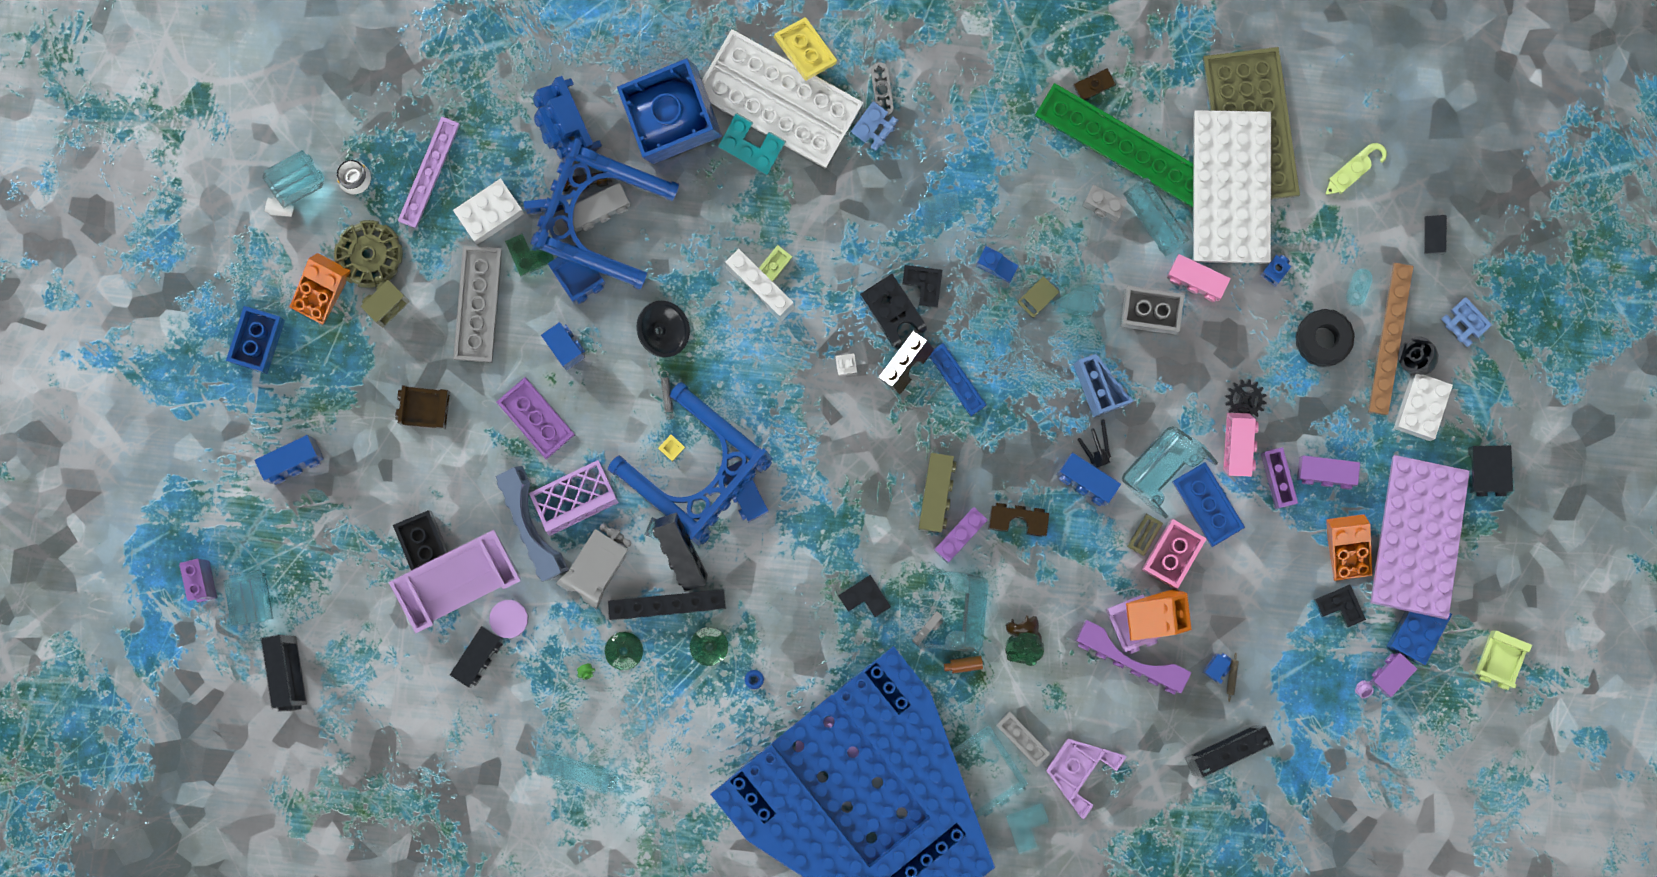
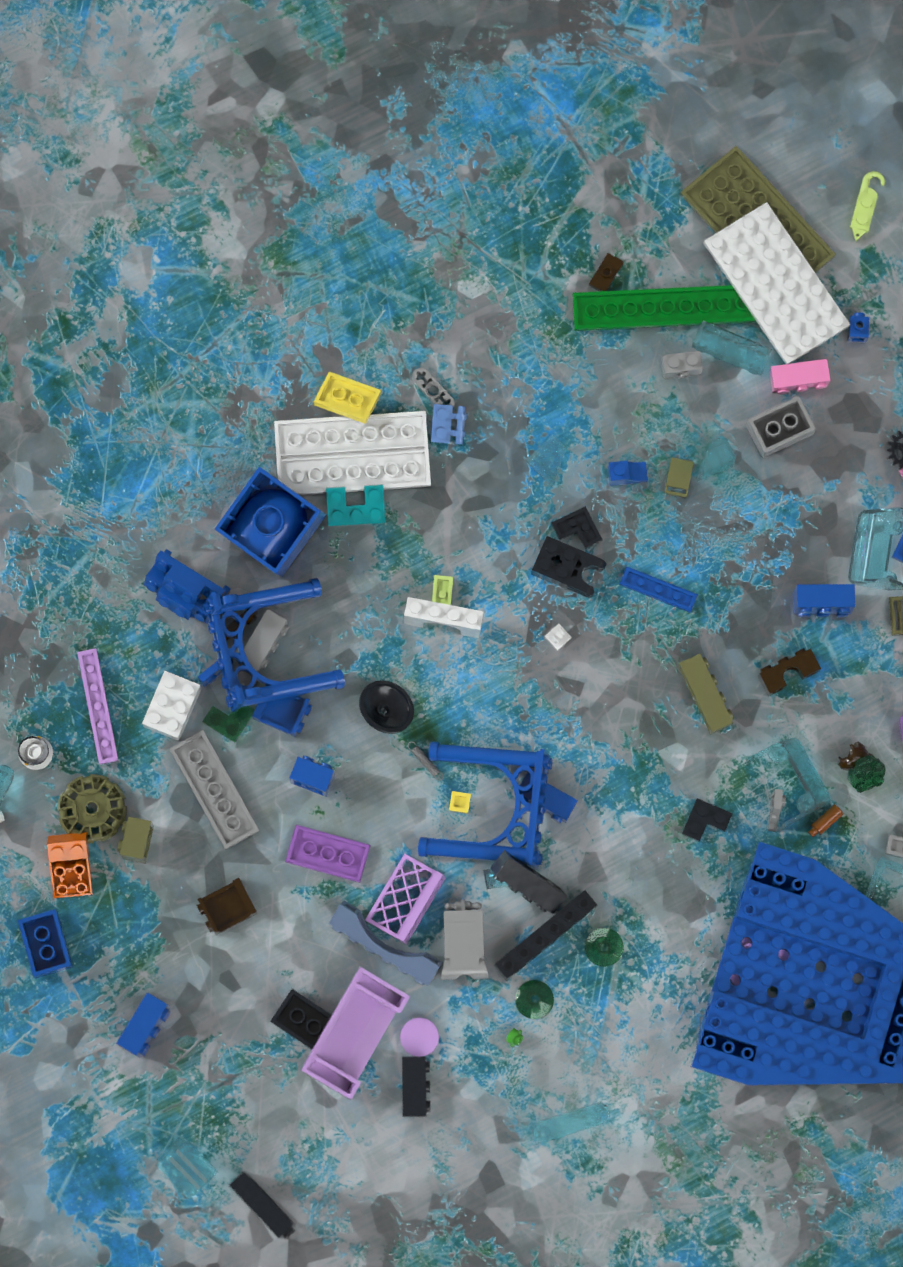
camera: 35 degrees left, 5 degrees down
(198, 580) = (134, 1179): medium lavender panel -> none
(748, 679) = (660, 943): blue plate -> none
(897, 371) = (606, 616): arch -> none
(960, 535) = (749, 715): medium lavender brick -> none
(1099, 386) = (780, 517): medium blue wedge -> none
(1100, 456) = (820, 573): black plant -> none

